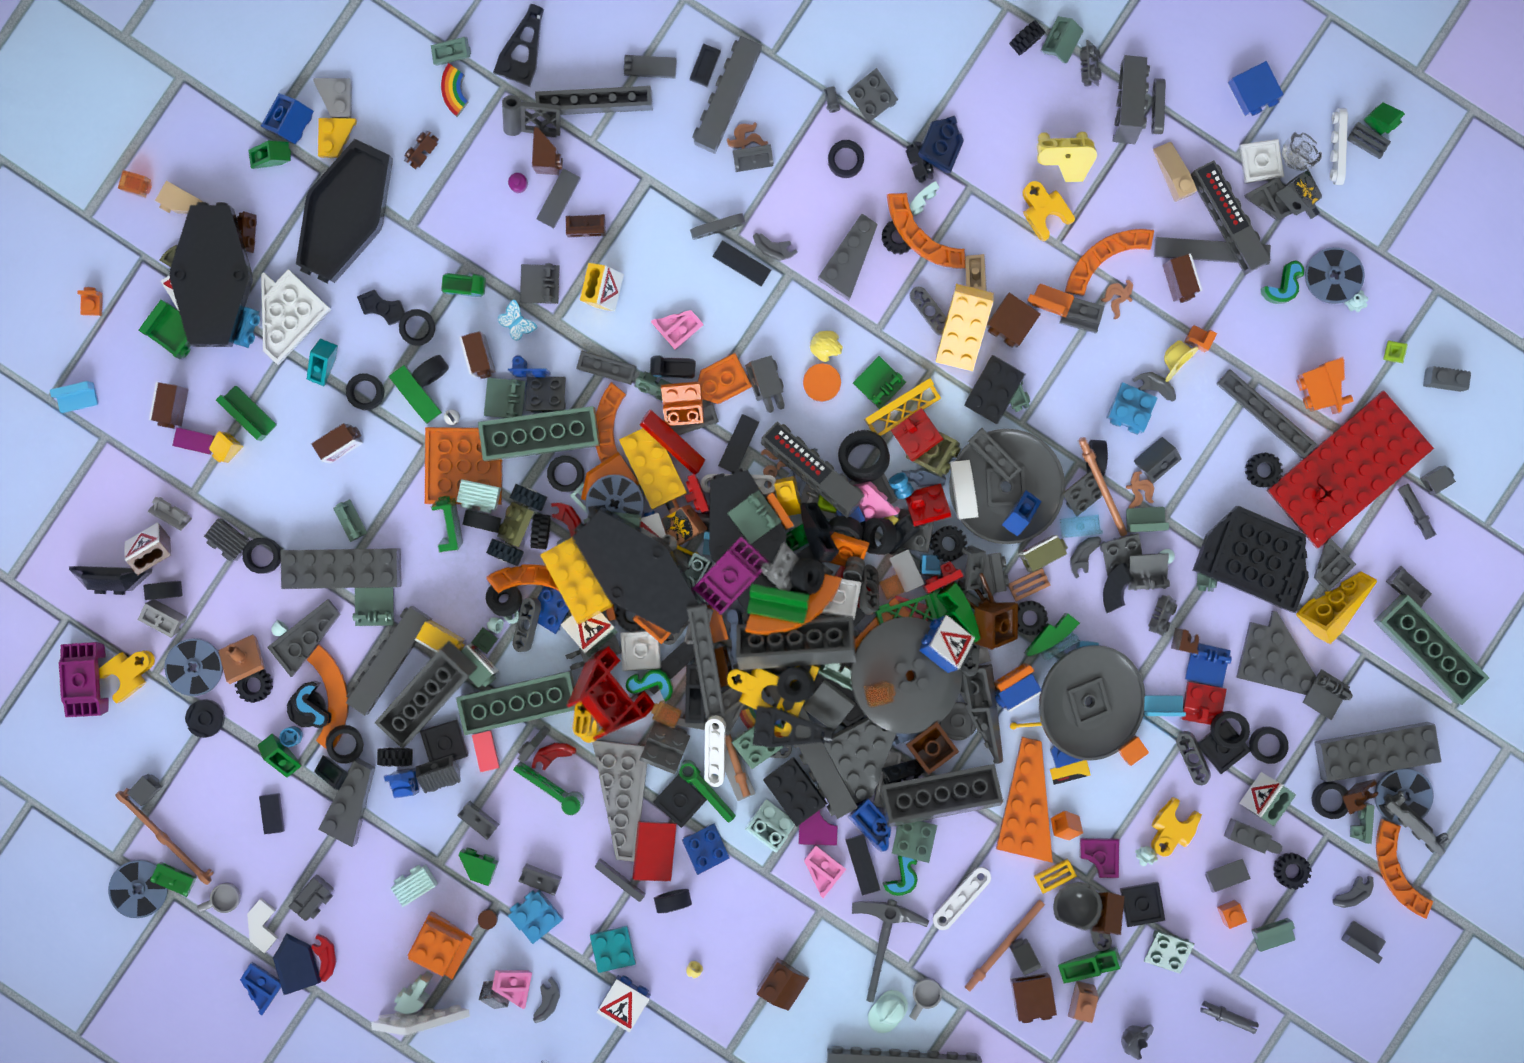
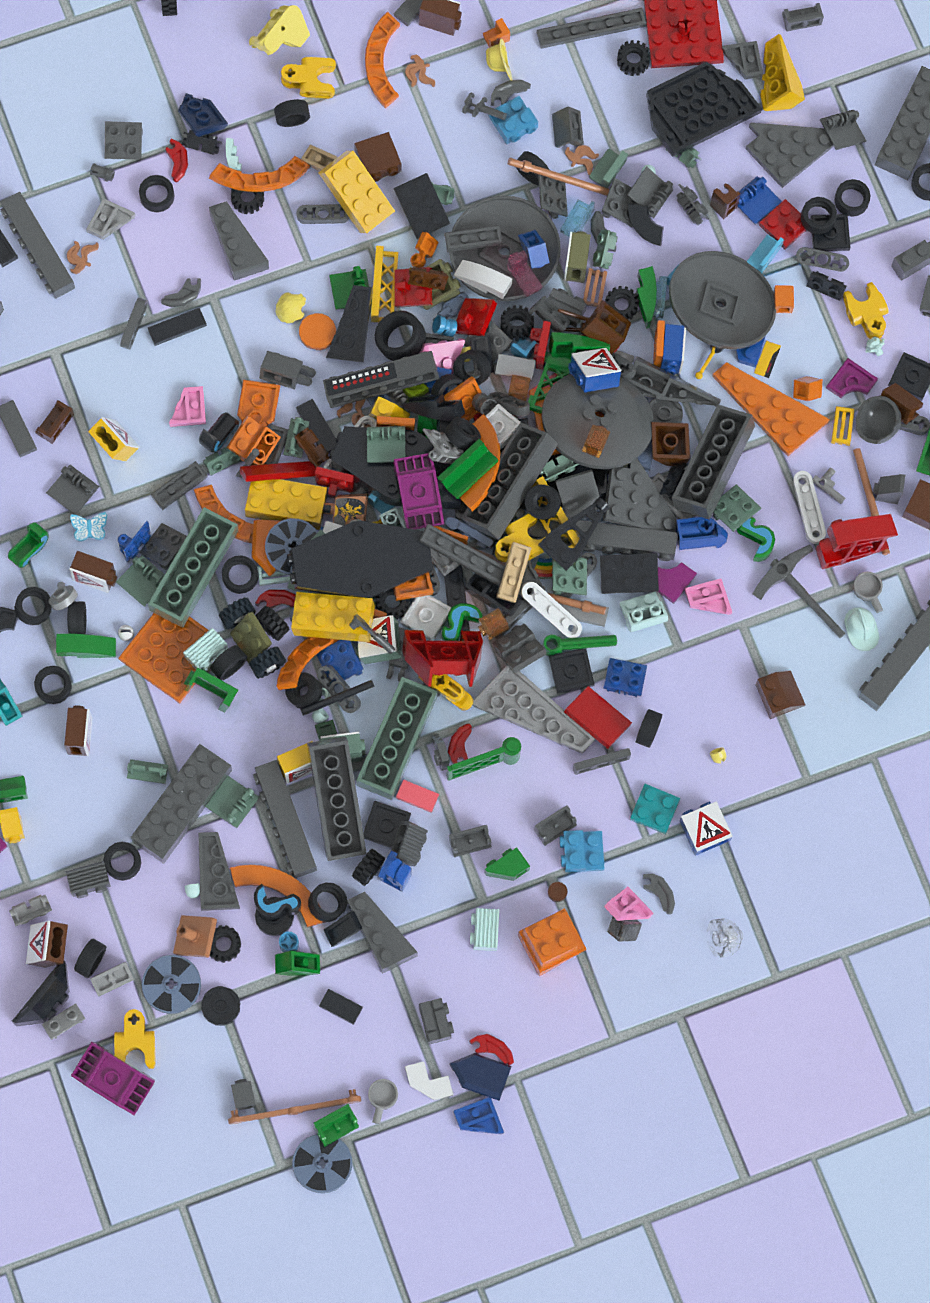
camera: 55 degrees left, 15 degrees down
(100, 606) = (63, 1021): none -> light grey hinge
(413, 997) = (578, 990): light aqua brick -> none
(418, 1021) = (598, 998): white wing -> none
(438, 347) = (62, 596): none -> light grey piece
(515, 630) = (337, 697): none -> black bar
(580, 612) = (358, 621): none -> dark grey piece
(660, 412) = (249, 460): none -> dark grey piece
(715, 433) = (291, 446): none -> sand green hinge
(715, 447) = (306, 441): none -> reddish brown hinge
(720, 702) = (513, 572): none -> tan tile
(753, 158) = (101, 260): dark grey hinge -> none
(794, 136) = (109, 219): none -> light grey wing
(838, 413) = (351, 333): none -> black wing
(862, 864) = (727, 565): black tile -> none
(892, 154) = (179, 158): none -> red piece
(933, 450) = (430, 279): none -> reddish brown hinge
(953, 964) = (855, 539): none -> red wedge
(962, 419) = (426, 246): none -> orange plate
(992, 521) = (523, 274): none -> clear pink bracket
(993, 900) = (828, 485): none -> light grey hose
(999, 219) = (292, 113): none -> black tyre
(1051, 300) = (384, 119): orange panel -> none
(1060, 572) = (601, 257): none -> sand green hinge
(1083, 315) = (412, 106): dark grey plate -> none
(1122, 375) = (480, 107): none -> dark grey piece
(1173, 786) = (820, 283): none -> black hinge
(1267, 799) = (893, 223): piece -> none
(1431, 649) = (862, 31): sand green brick -> none

